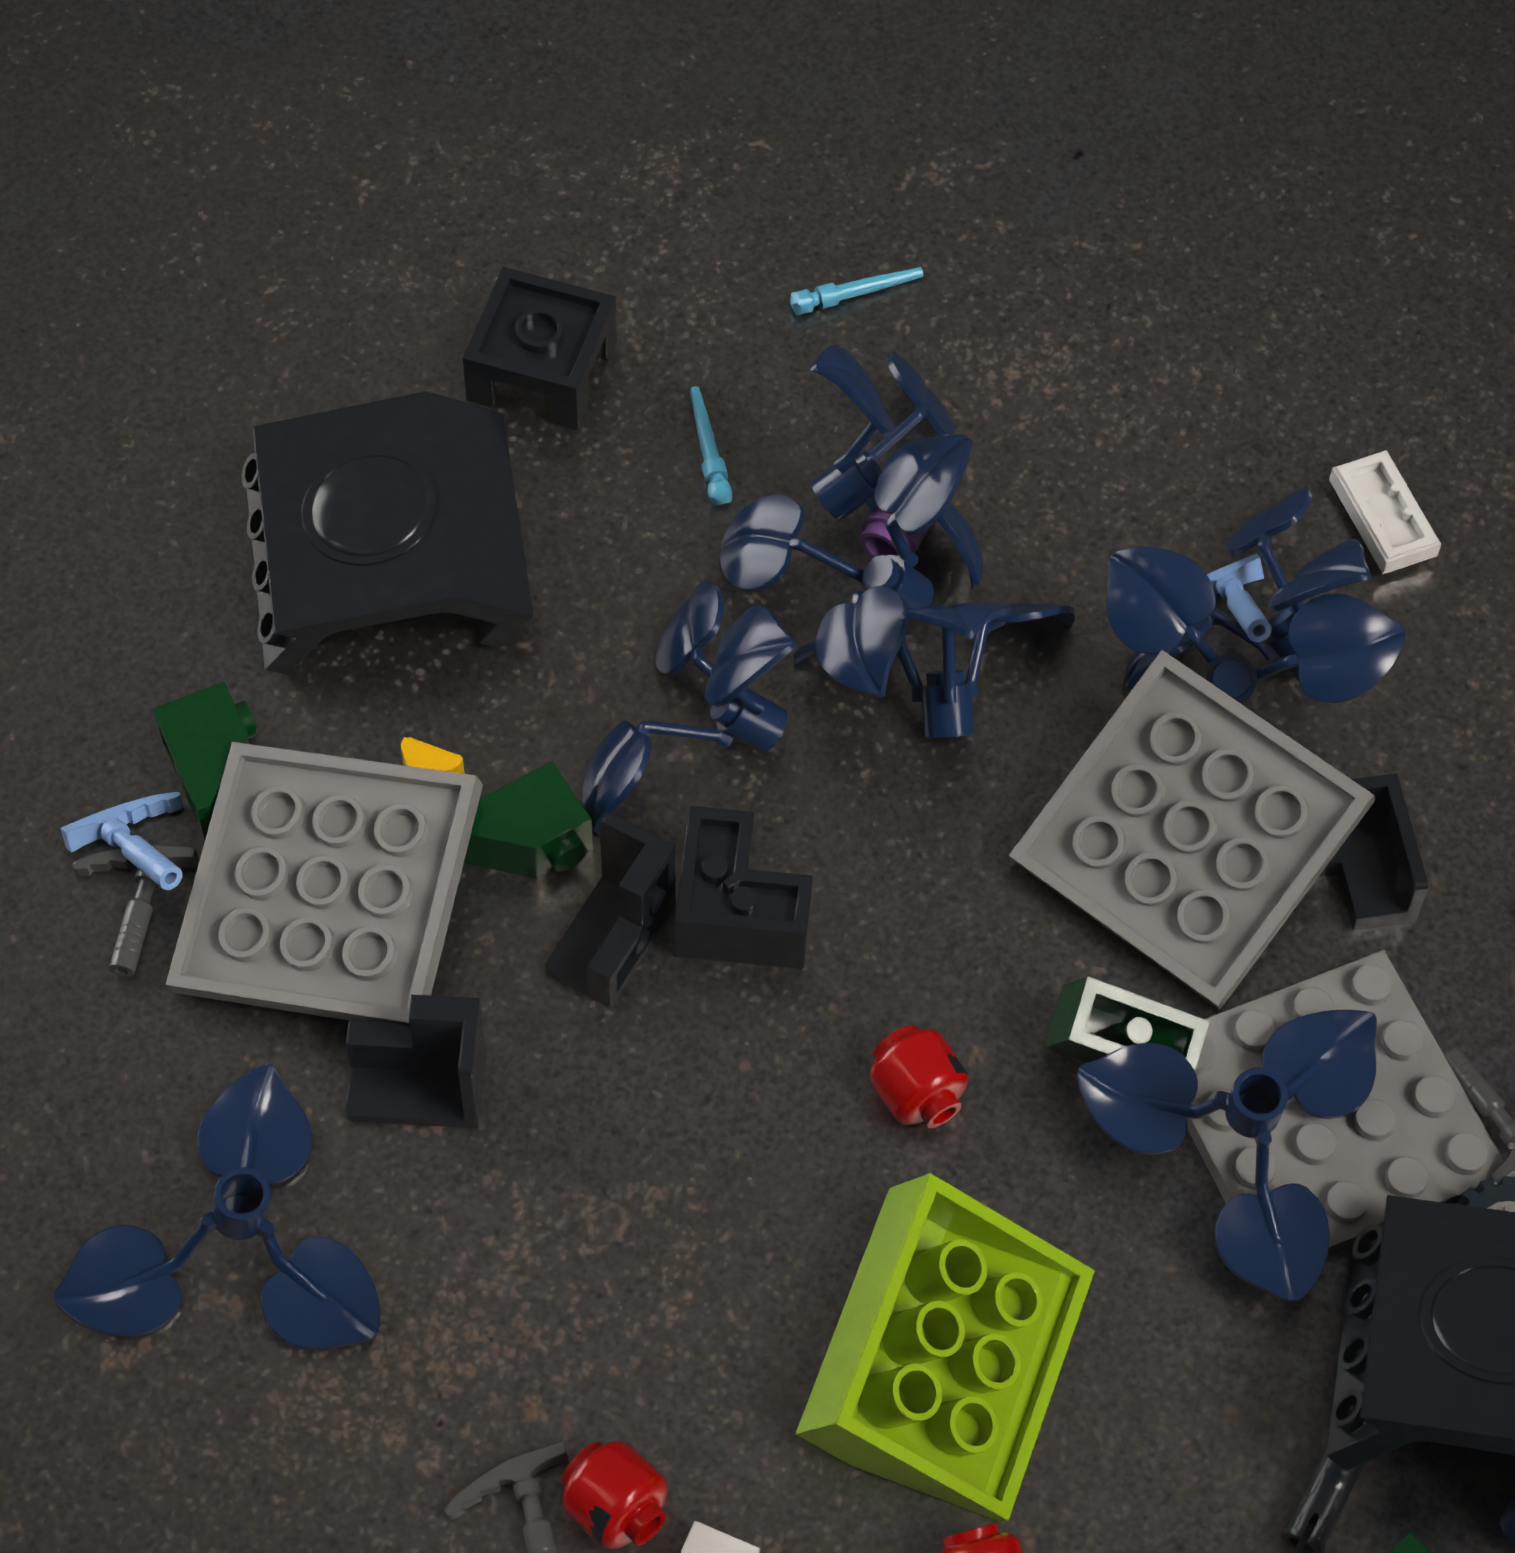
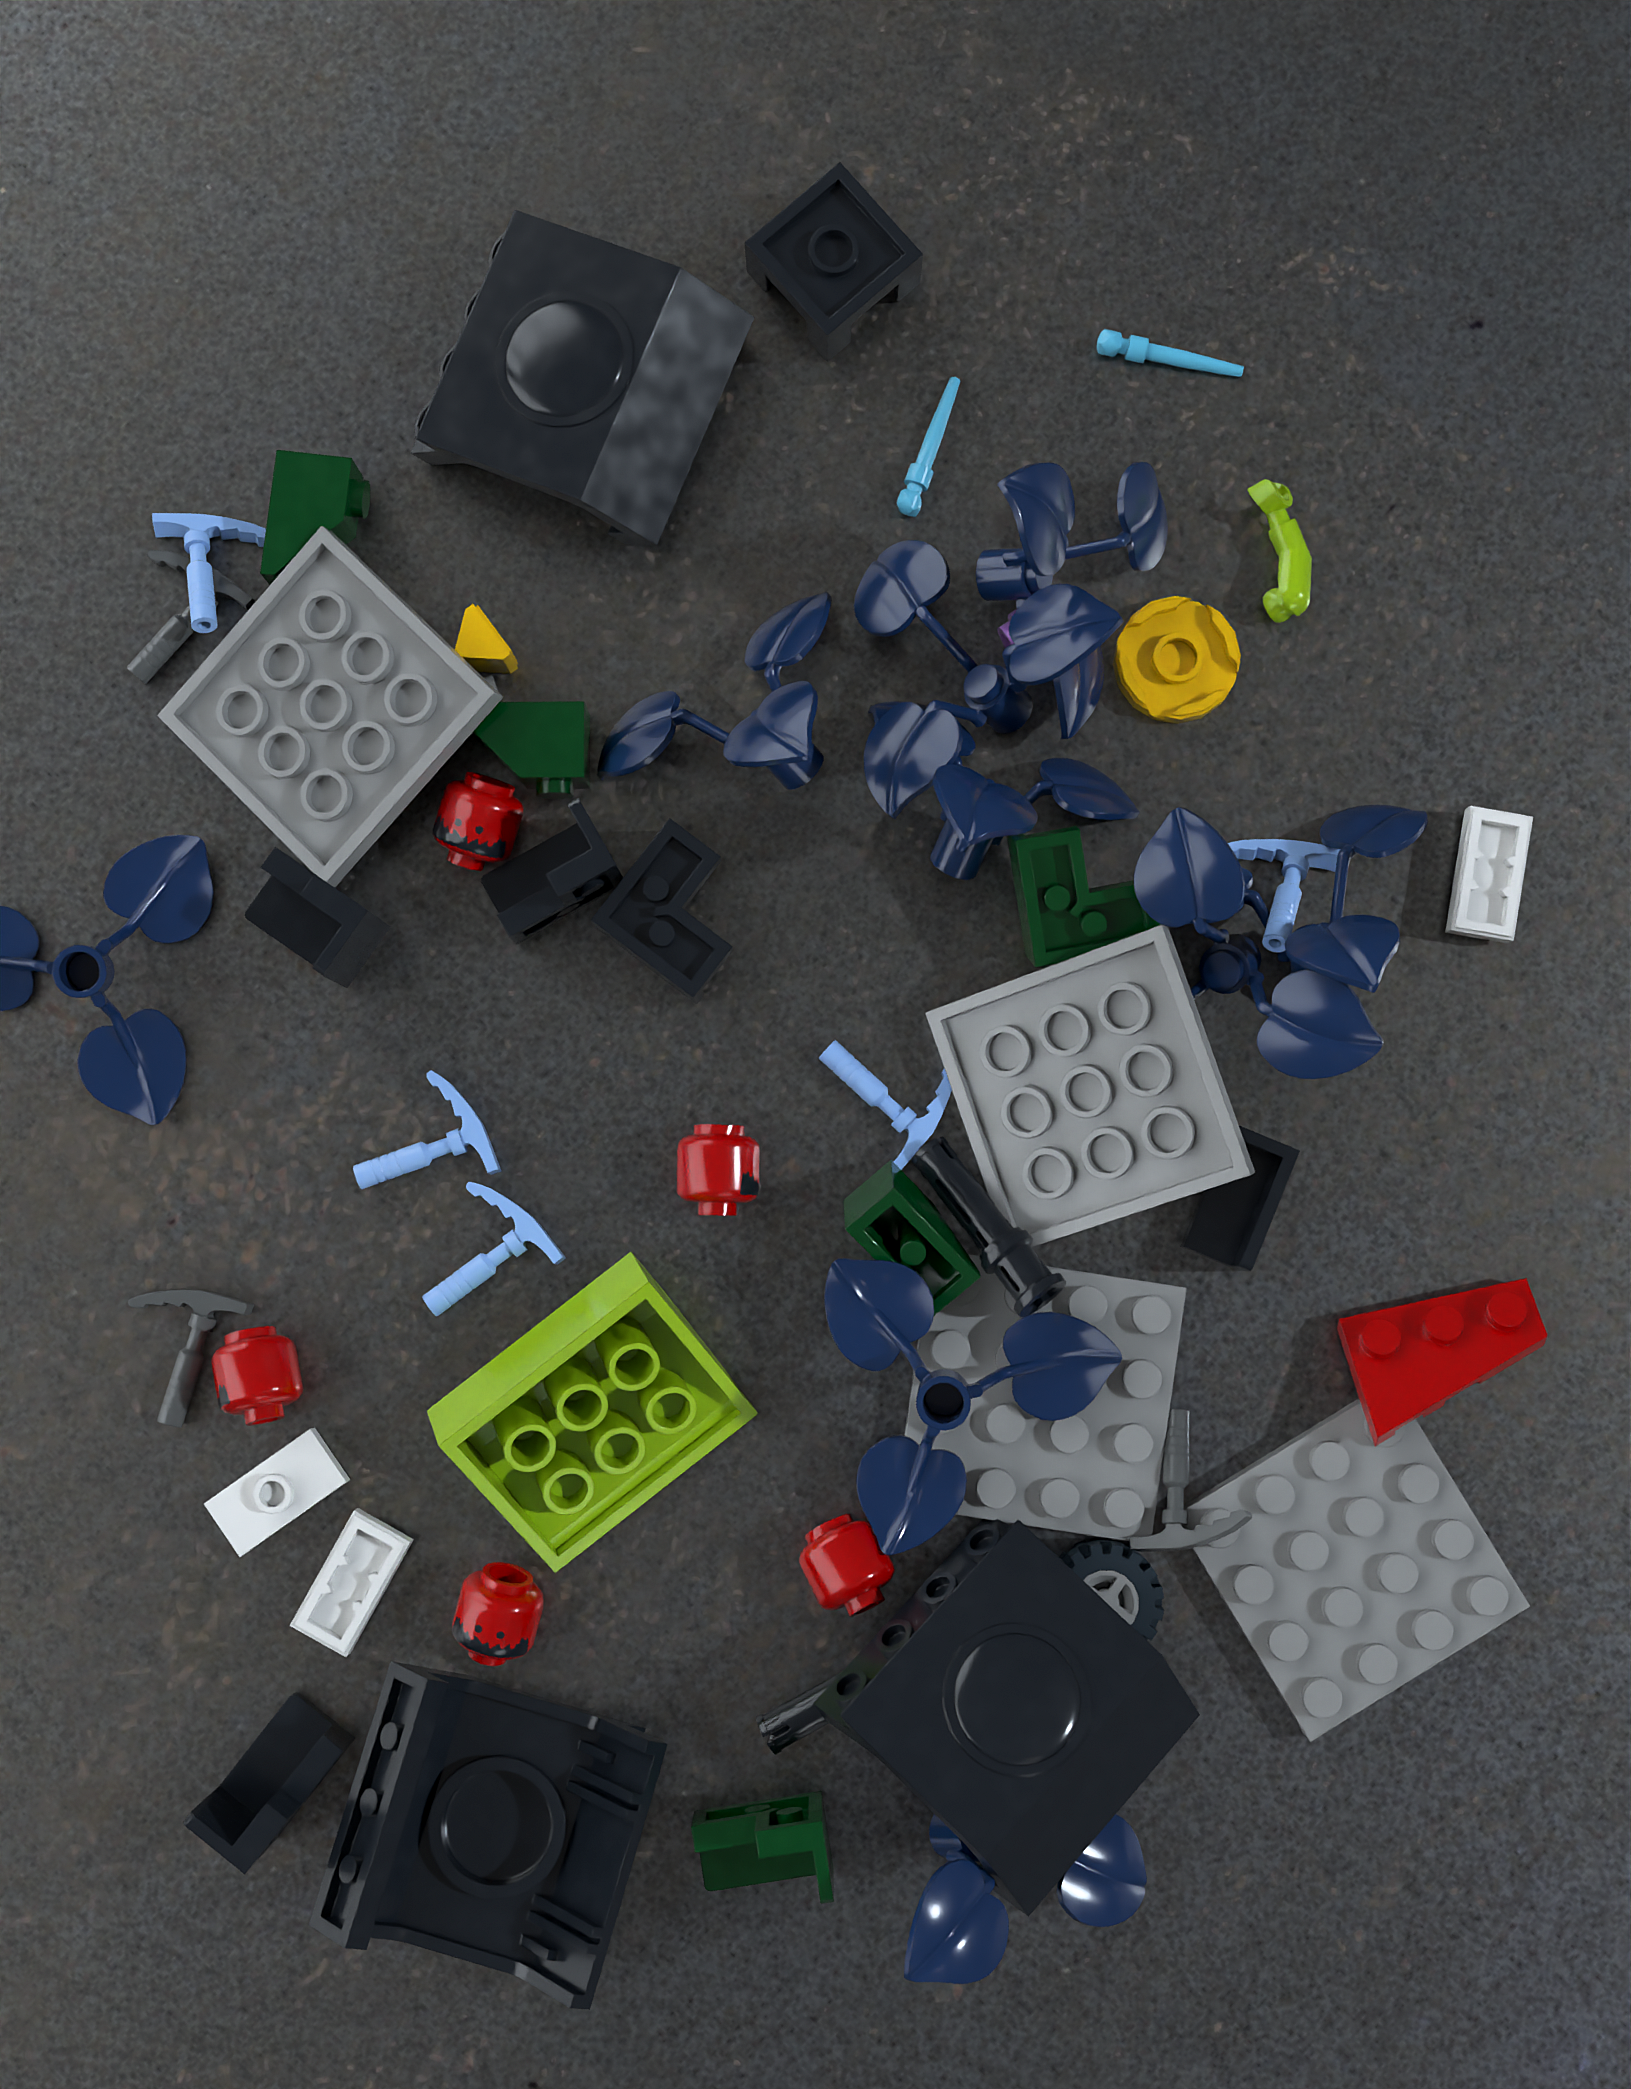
camera: 35 degrees right, 25 degrees up
(515, 913) = (478, 821): none -> red head
(635, 1231) = (421, 1154): none -> light blue piece
(761, 1288) = (484, 1265): none -> light blue piece
(1010, 949) = (876, 1094): none -> light blue piece
(1020, 494) = (1176, 659): none -> yellow tile
(1047, 364) = (1294, 561): none -> lime arm
(1054, 699) = (1056, 905): none -> dark green panel
(1212, 992) = (1003, 1248): none -> black pin
(1266, 1343) = (846, 1565): none -> red head

